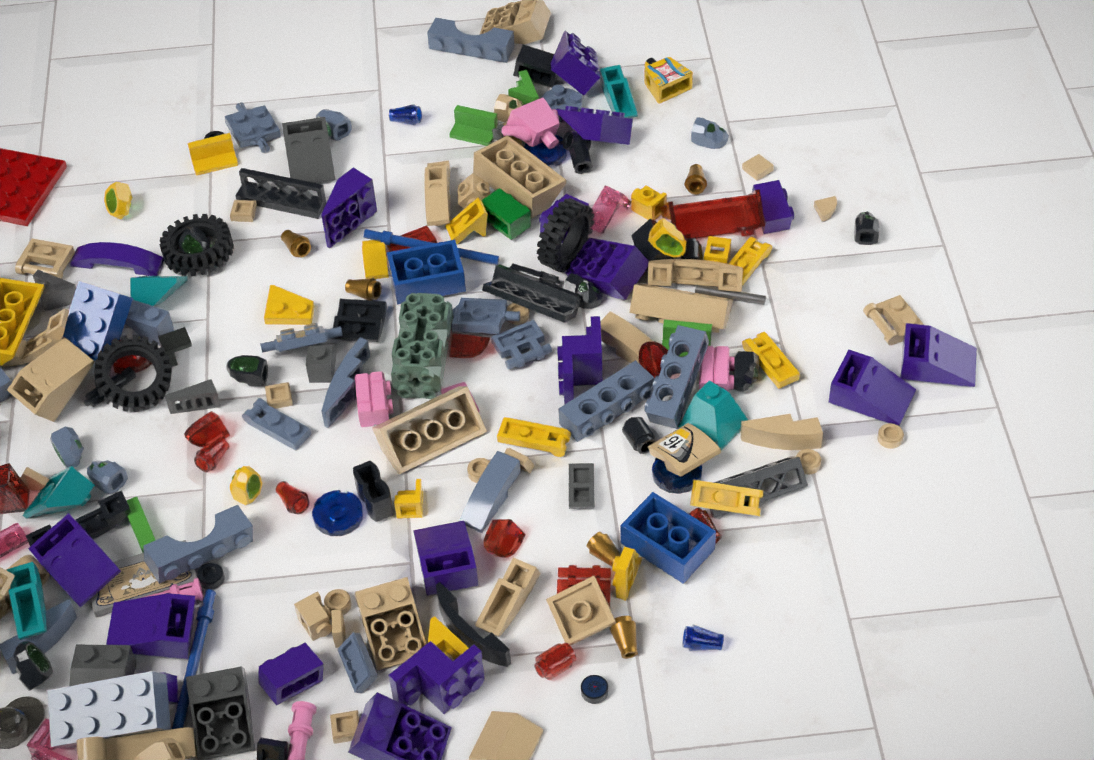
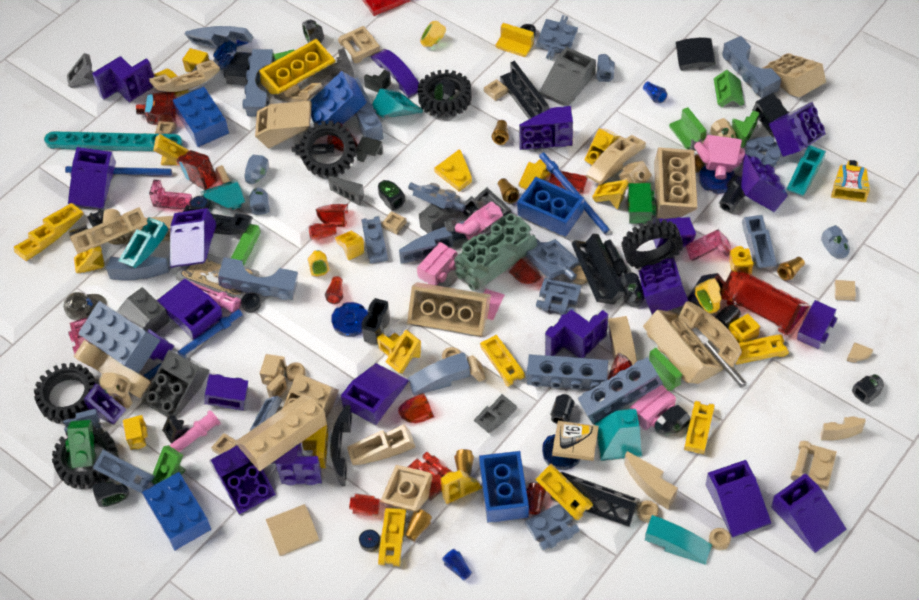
camera: 45 degrees right, 5 degrees up
(31, 665) = (115, 280): black rock -> none
(35, 522) = (200, 201): none -> tile
(112, 281) = (376, 82): none -> pearl dark grey panel
(262, 440) = (351, 243): none -> yellow slope
(379, 325) = (478, 222): none -> bright pink torso
(405, 60) = (695, 52): none -> black slope
(412, 192) = (600, 143): none -> yellow slope
(412, 648) = (282, 431): none -> tan slope
(434, 496) = (403, 352): none -> yellow slope
(469, 71) = (728, 88): none -> bright green panel
(614, 666) = (392, 536): none -> yellow plate
(641, 173) = (759, 241): none -> sand blue slope
(736, 538) = (549, 521): none -> sand blue plate
(860, 462) = (677, 540): none -> teal slope
(887, 270) = (850, 427): none -> tan slope

